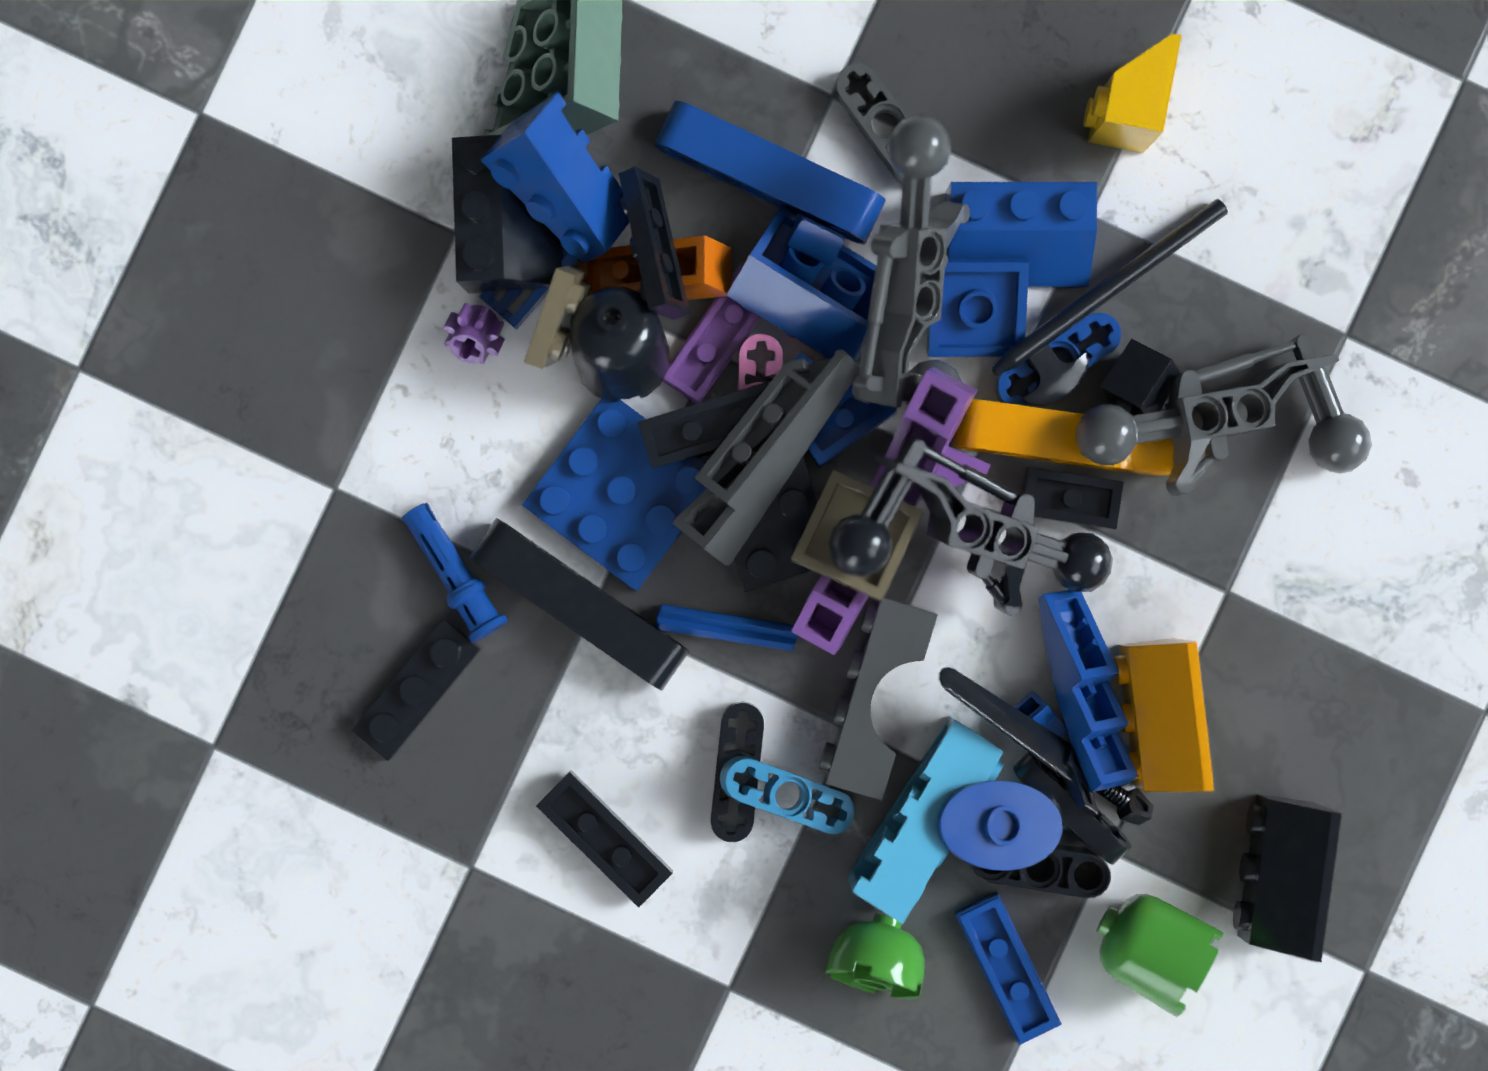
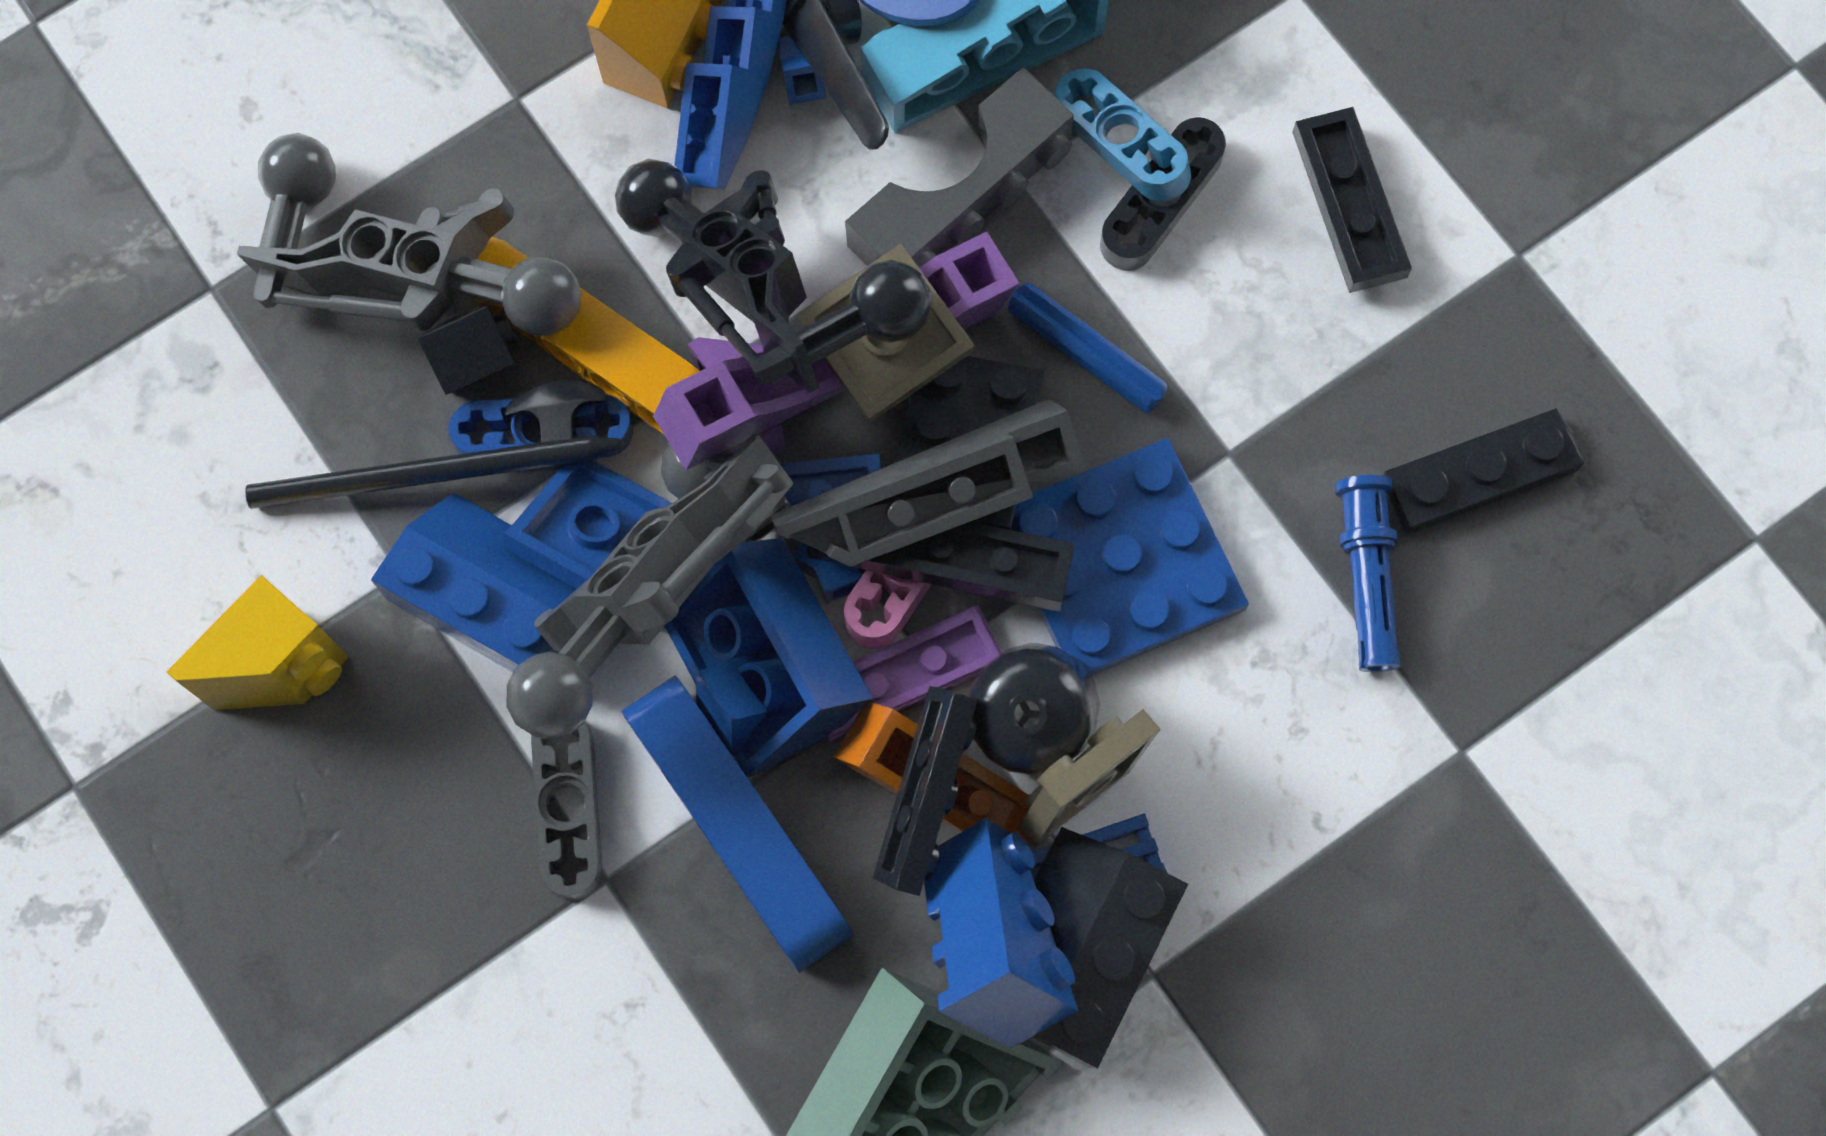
camera: 145 degrees left, 15 degrees down
(474, 333) = (1198, 827): medium lavender gear -> none
(579, 604) = (1244, 460): black beam -> none
(1074, 497) = (620, 273): black plate -> none

